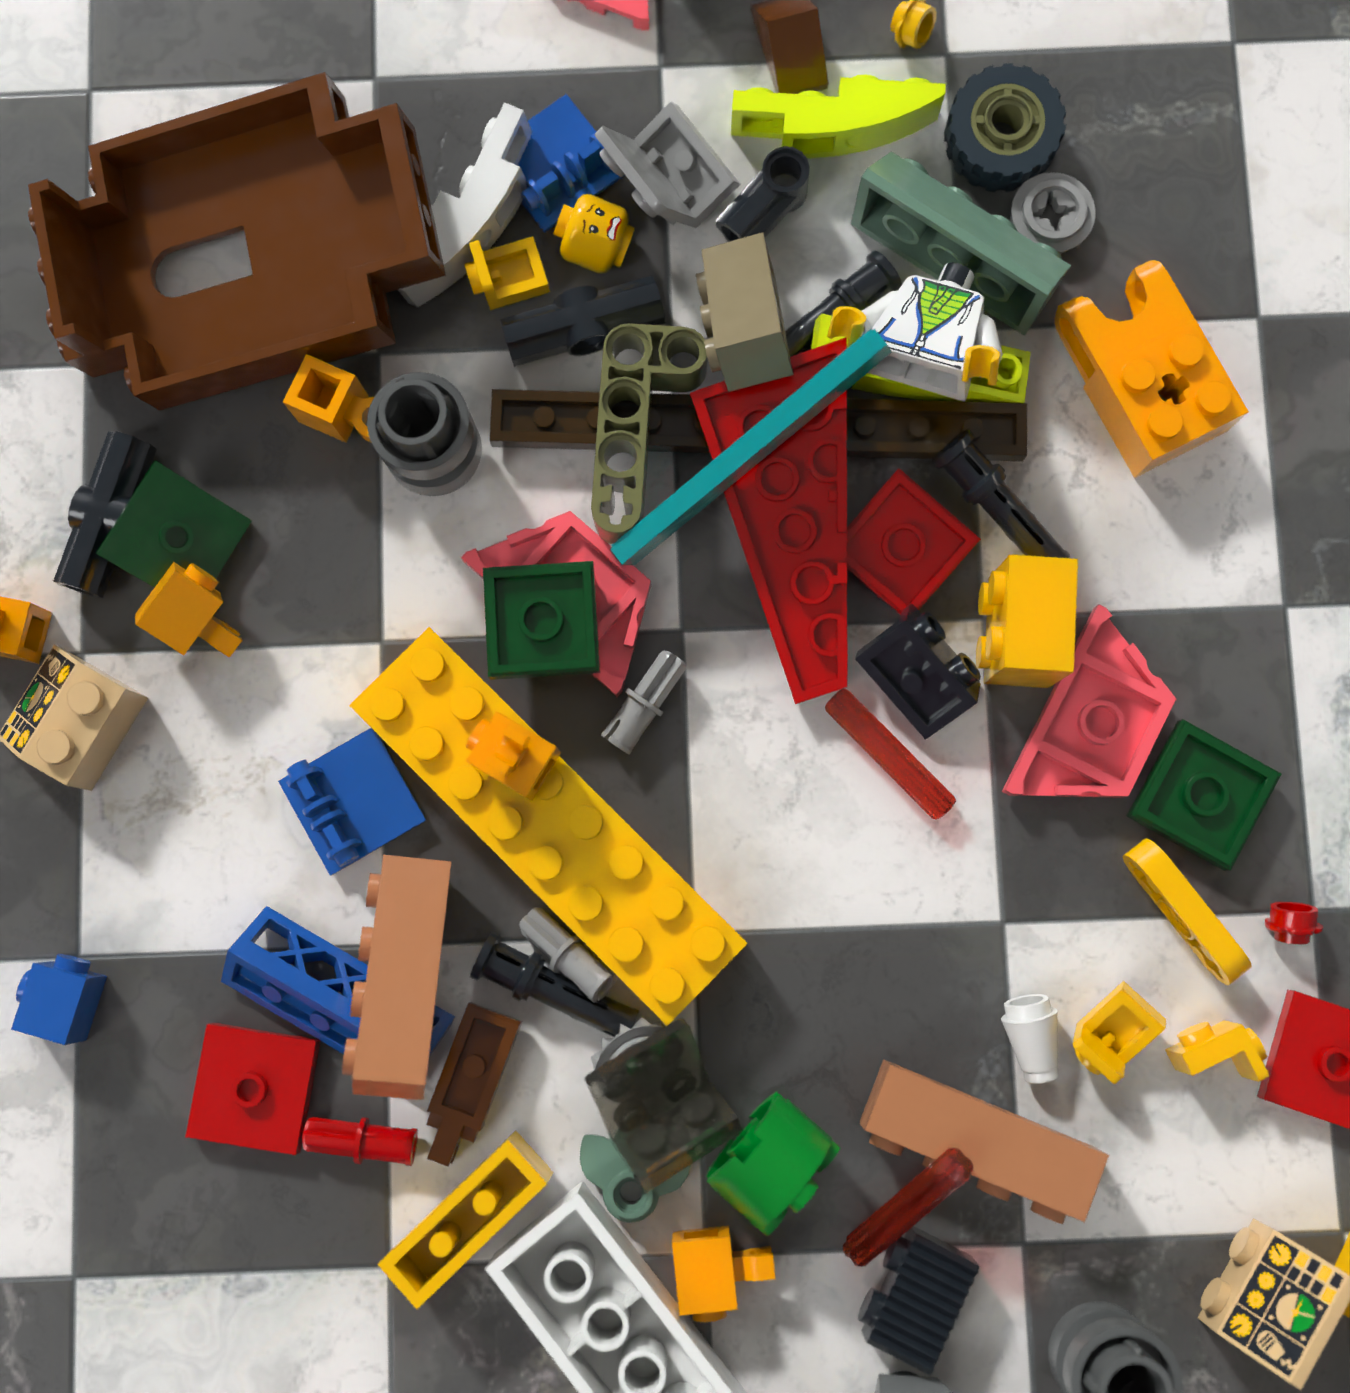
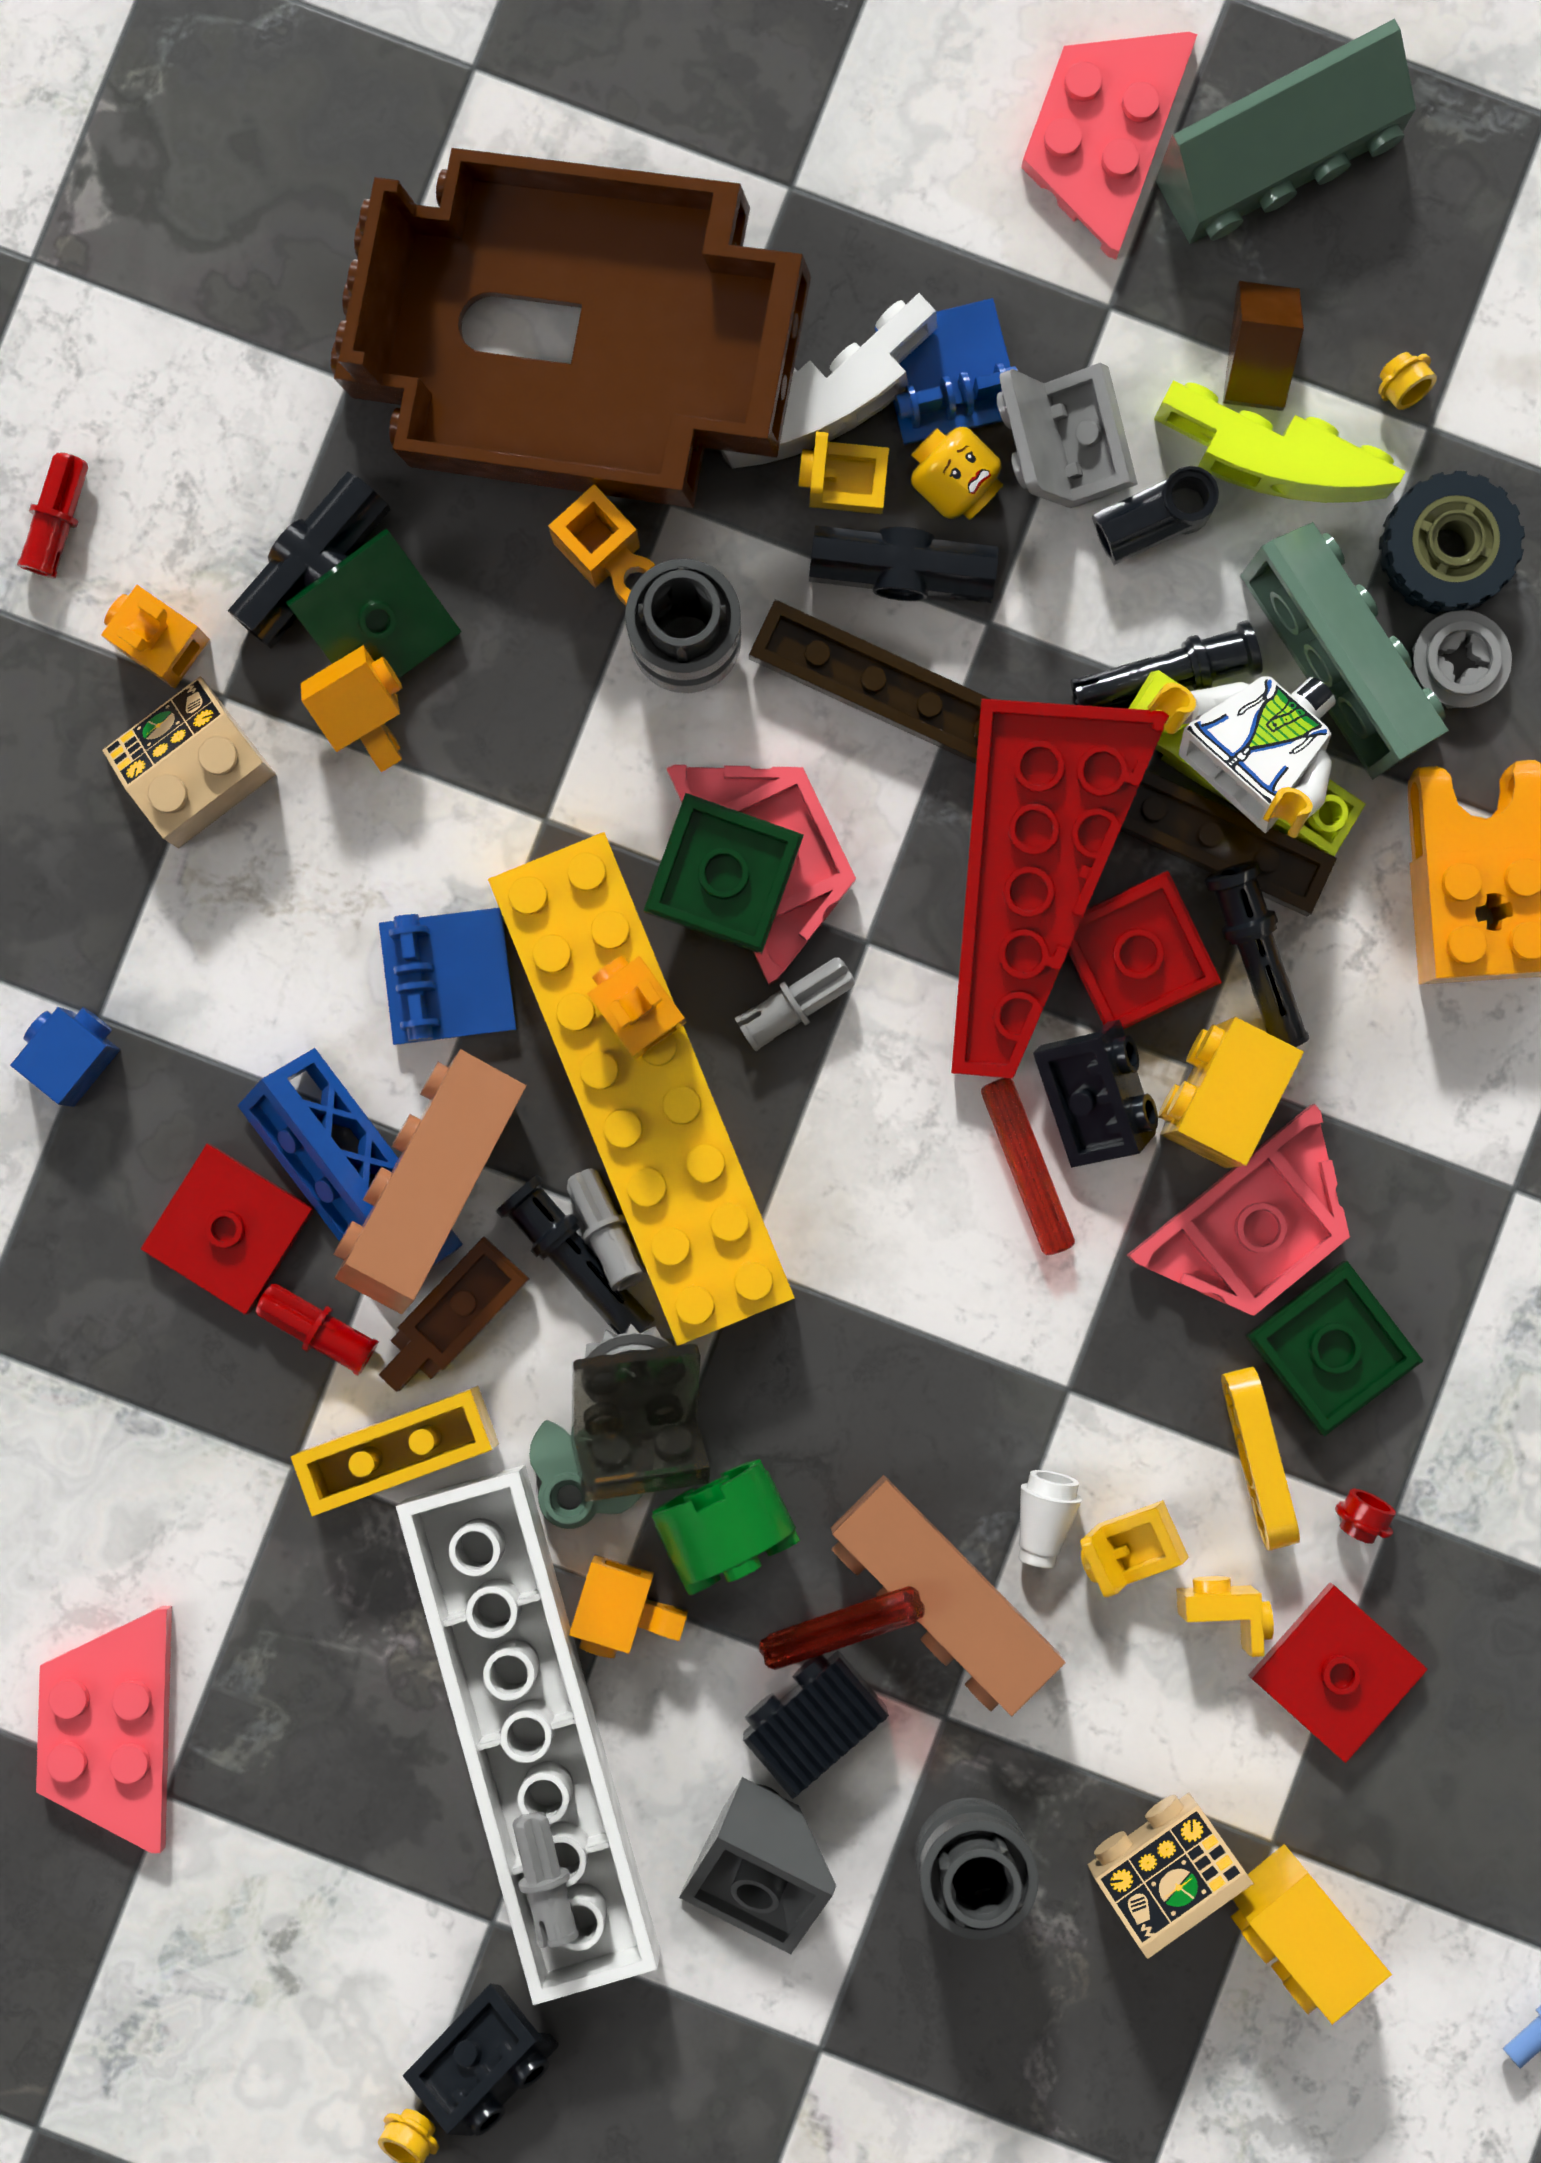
camera: 15 degrees right, 5 degrees up
(631, 434) = (903, 716): olive beam -> none
(743, 313) = (1075, 635): dark tan brick -> none
(752, 448) = (1018, 790): teal tile -> none

